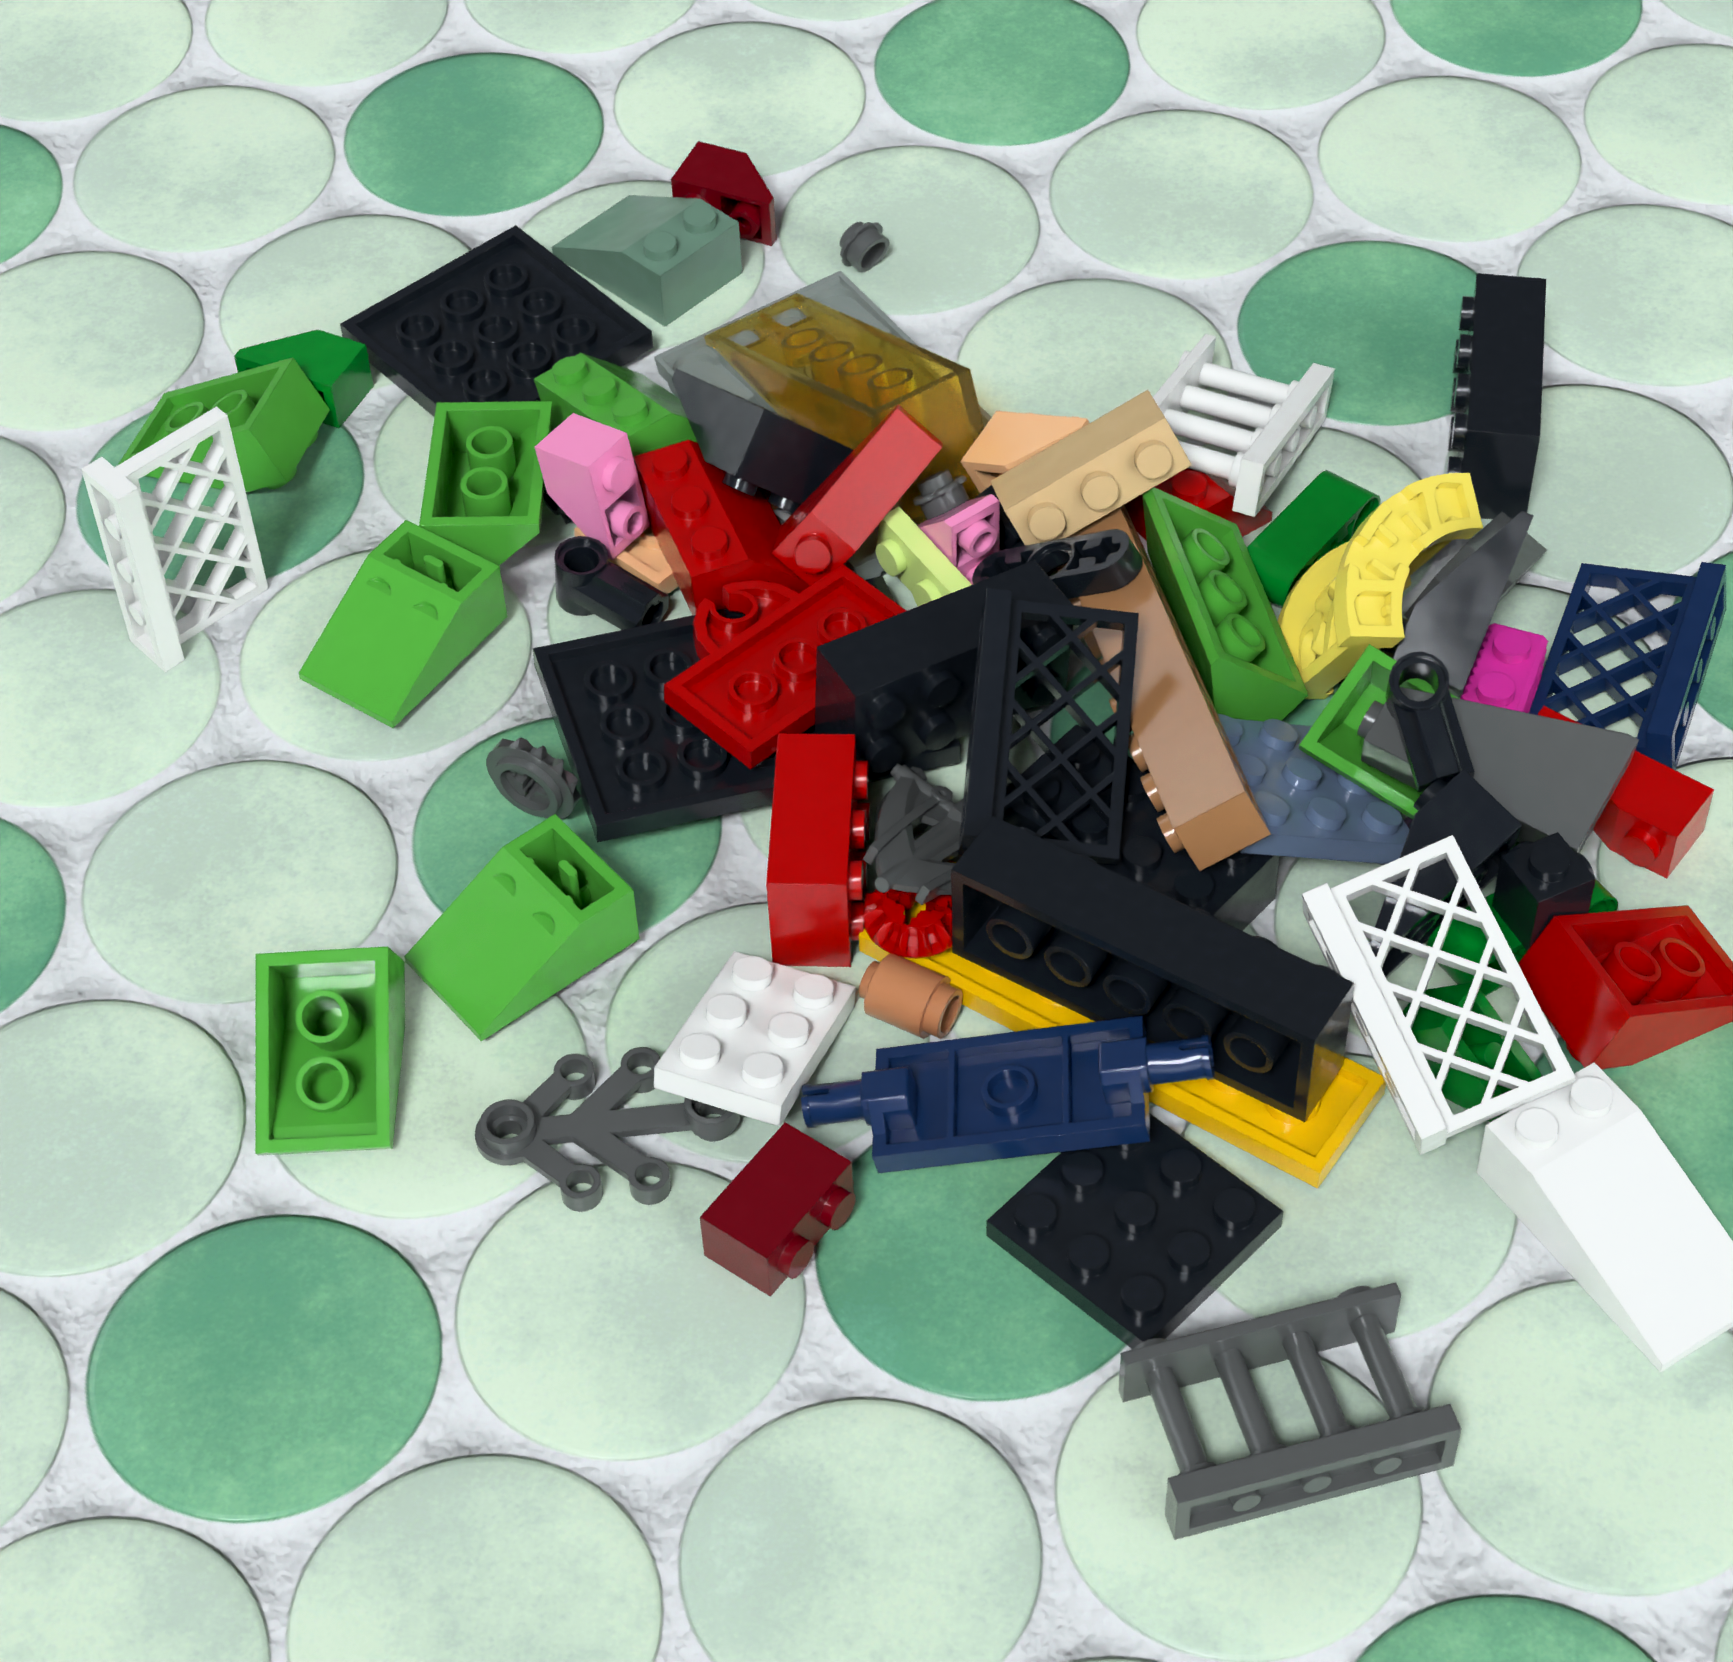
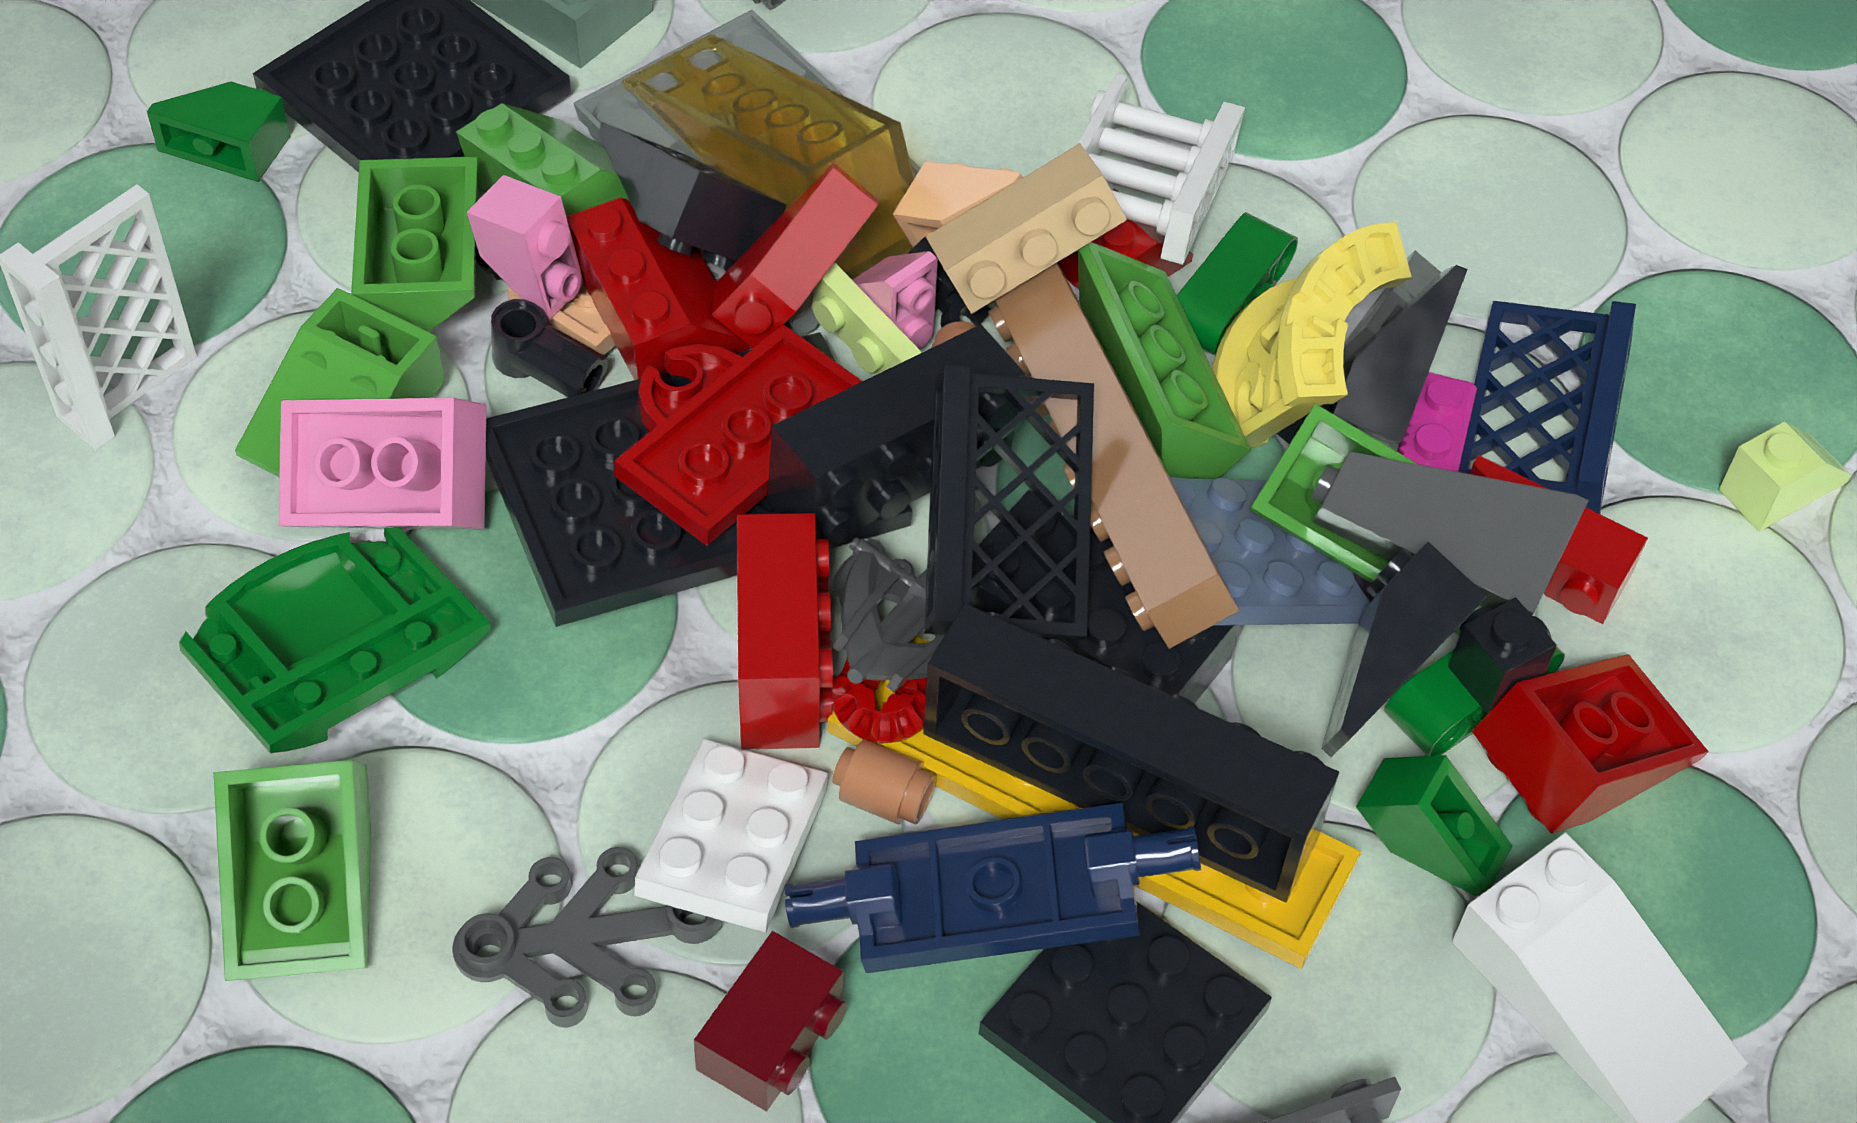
camera: 10 degrees left, 5 degrees up
(270, 416) = (182, 166): bright green slope -> none
(374, 841) = (329, 634): none -> green slope
(439, 683) = (383, 463): none -> bright pink slope
(525, 928) = (488, 725): bright green slope -> none
(532, 779) = (485, 562): dark grey gear -> none
(940, 493) = (875, 248): dark grey plate -> none
(1094, 562) = (1038, 325): black beam -> none
(1382, 1020) = (1359, 798): white fence -> none
(1427, 727) = (1388, 498): black piece -> none
(1499, 391) = (1405, 129): black brick -> none

